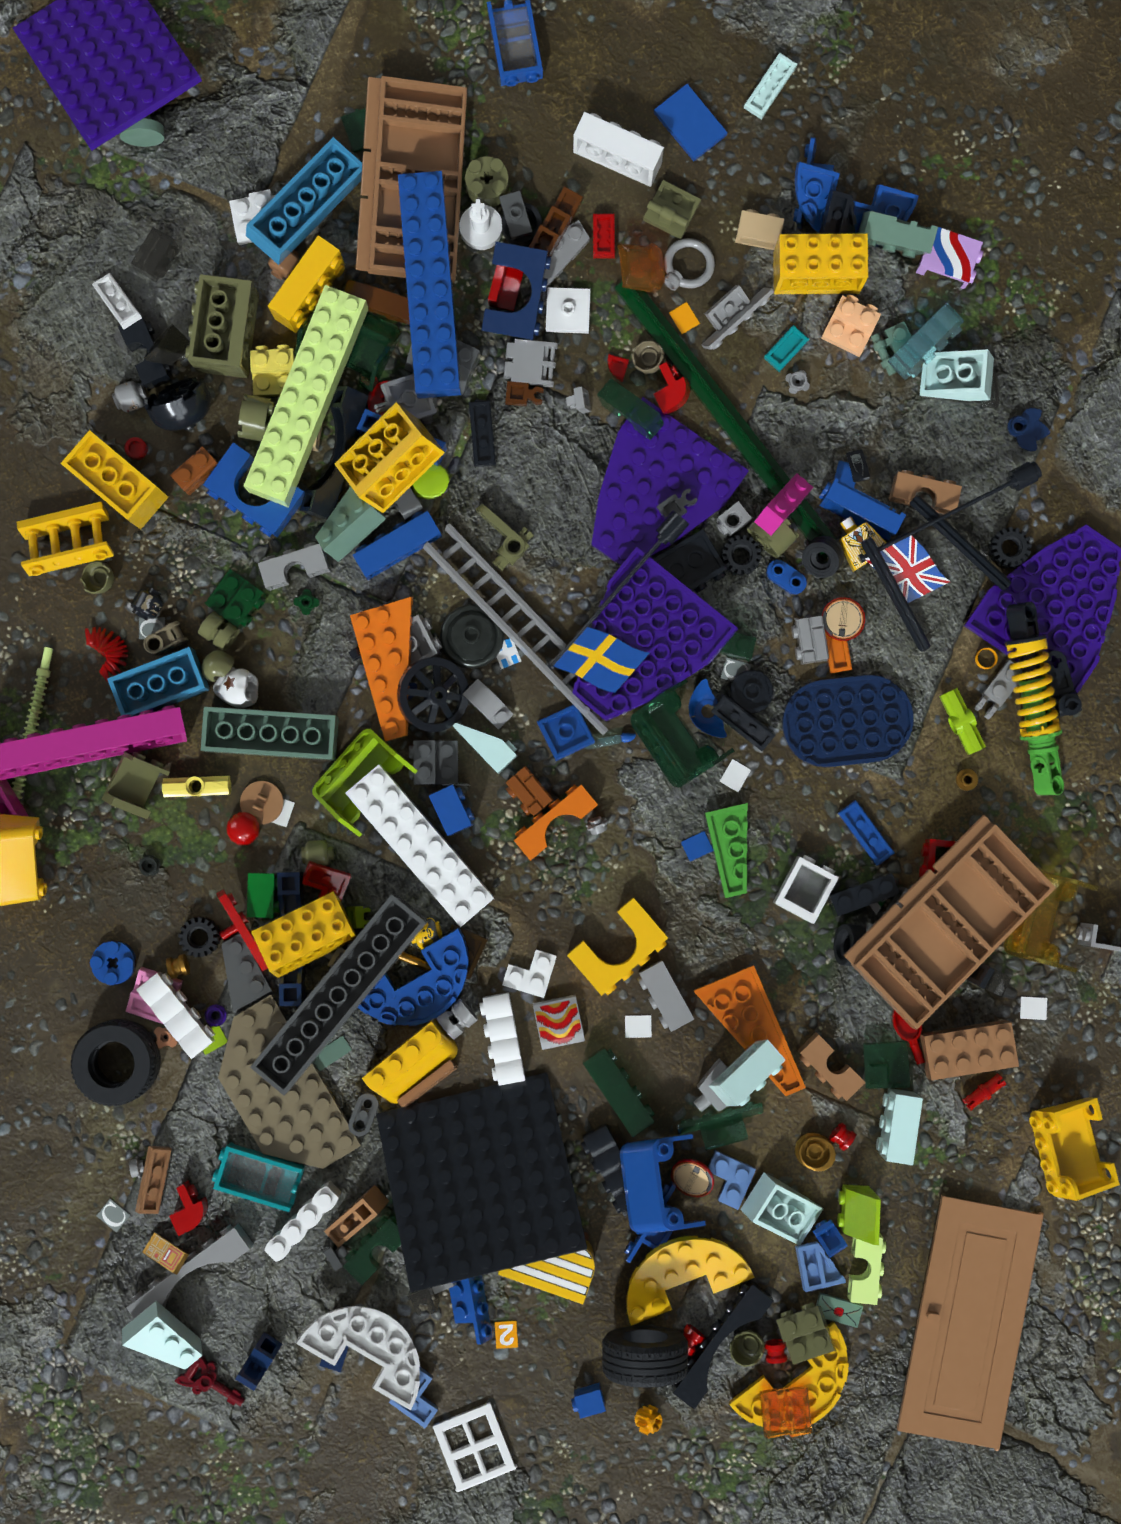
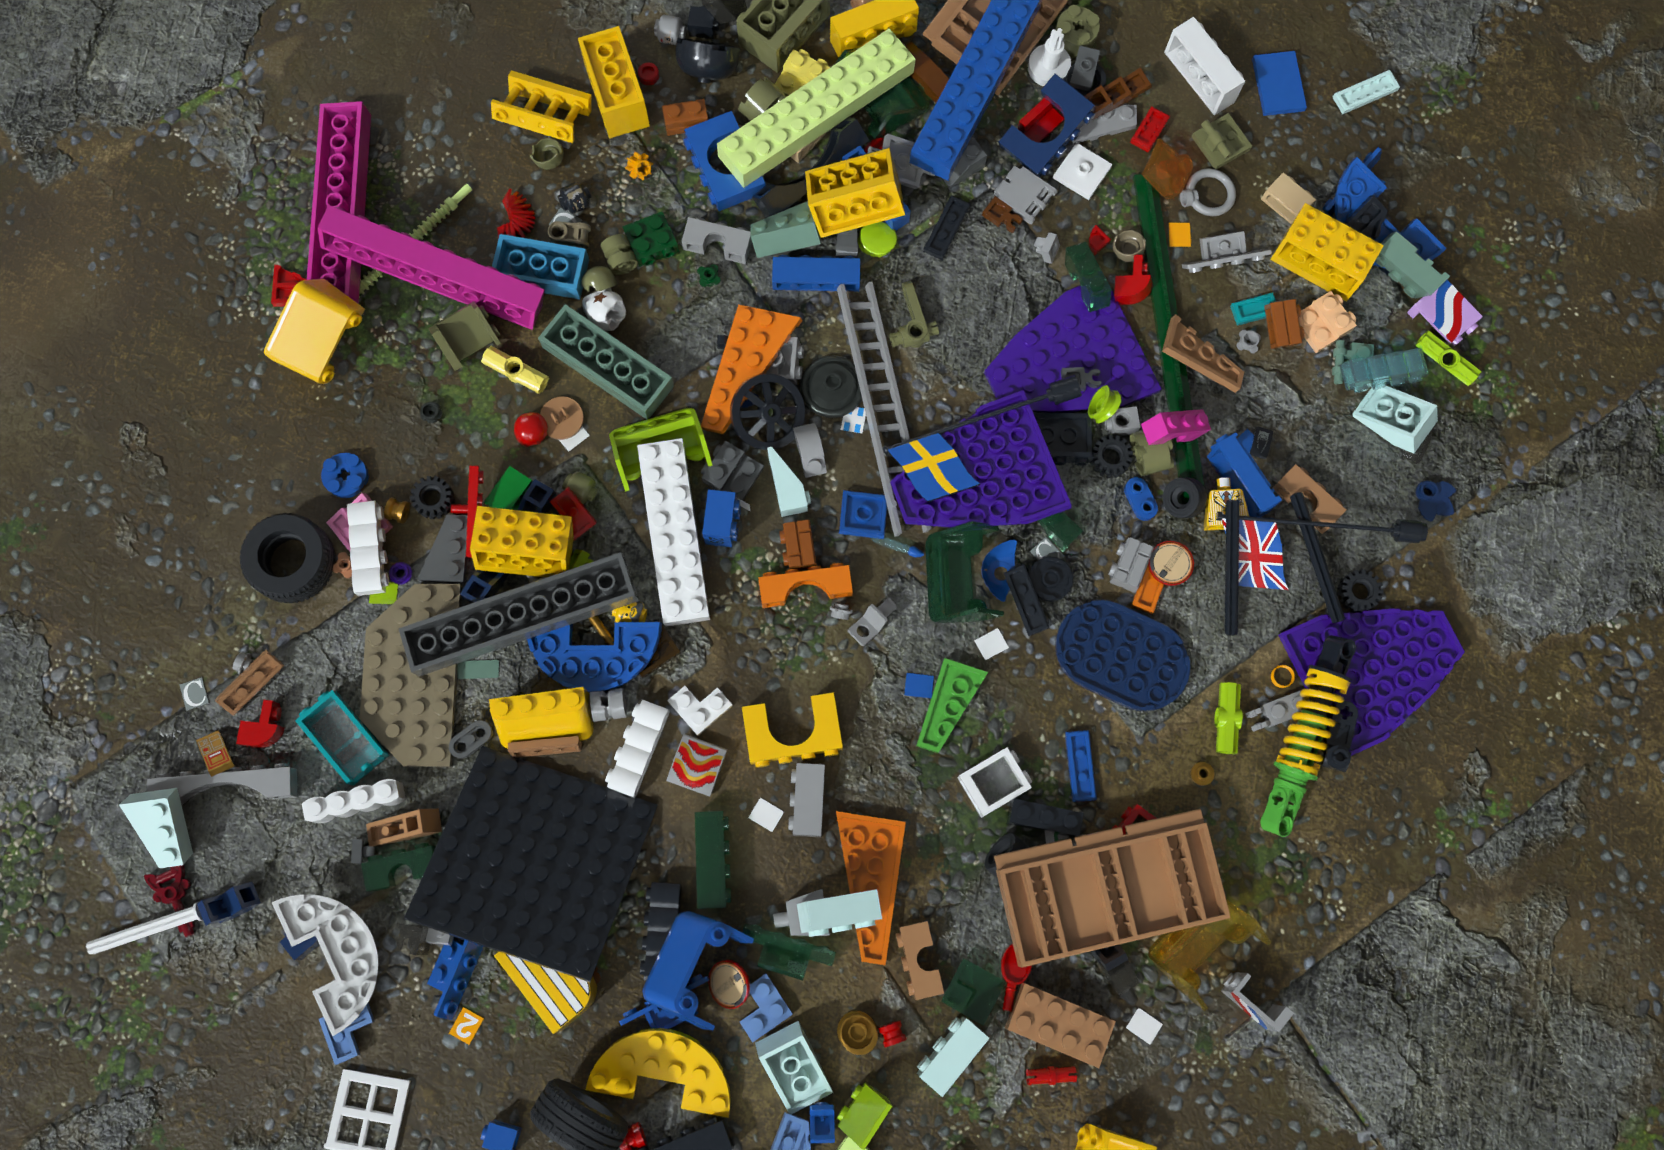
camera: 25 degrees right, 10 degrees down
(184, 540) = (639, 165): none -> light orange gear
(205, 1421) = (144, 929): none -> white axle
(628, 816) = (873, 620): none -> light grey bracket
(710, 516) = (1104, 404): none -> lime piece
(764, 422) = (1190, 350): none -> medium nougat wing
(819, 349) = (1284, 323): none -> dark orange brick
(985, 299) = (1458, 367): none -> lime piece

